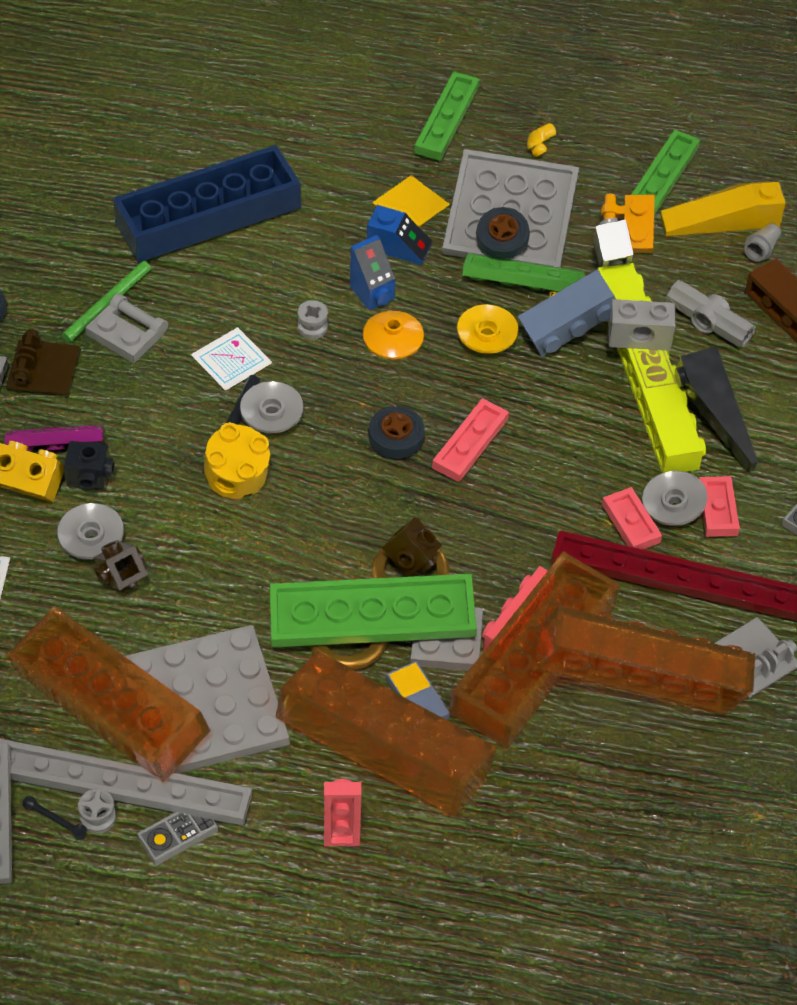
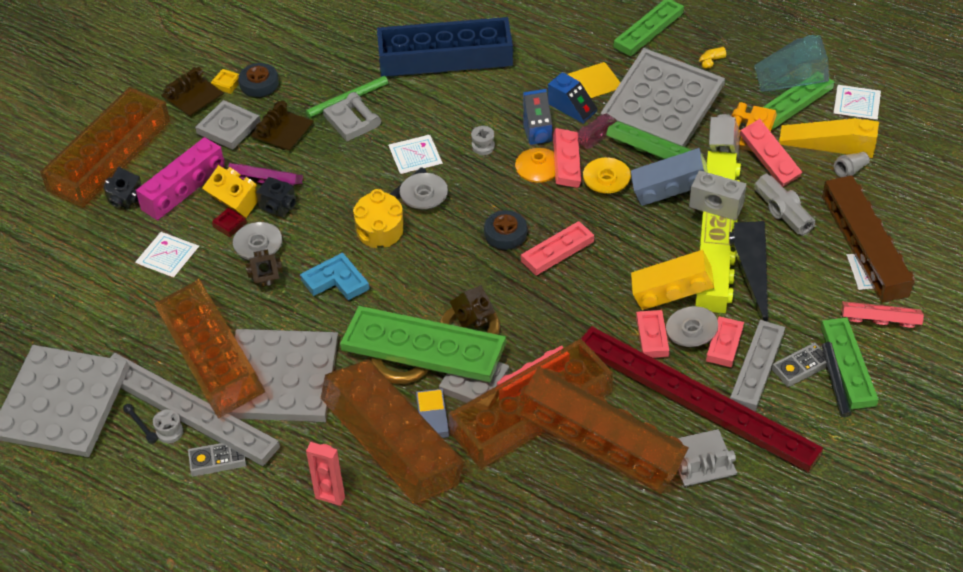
camera: 25 degrees right, 5 degrees down
(36, 514) = (229, 222): none -> dark red tile
(213, 545) = (336, 272): none -> dark azure plate
(426, 317) = (566, 158): none -> coral plate
(449, 271) = (595, 131): none -> clear pink plate
(499, 222) = (639, 107): black wheel -> none
(632, 447) = (672, 280): none -> yellow brick
(648, 129) = (794, 65): none -> clear light blue slope
(668, 251) = (770, 153): none -> coral plate
(732, 158) = (857, 102): none -> white sticker
(767, 524) = (757, 364): none -> light grey plate

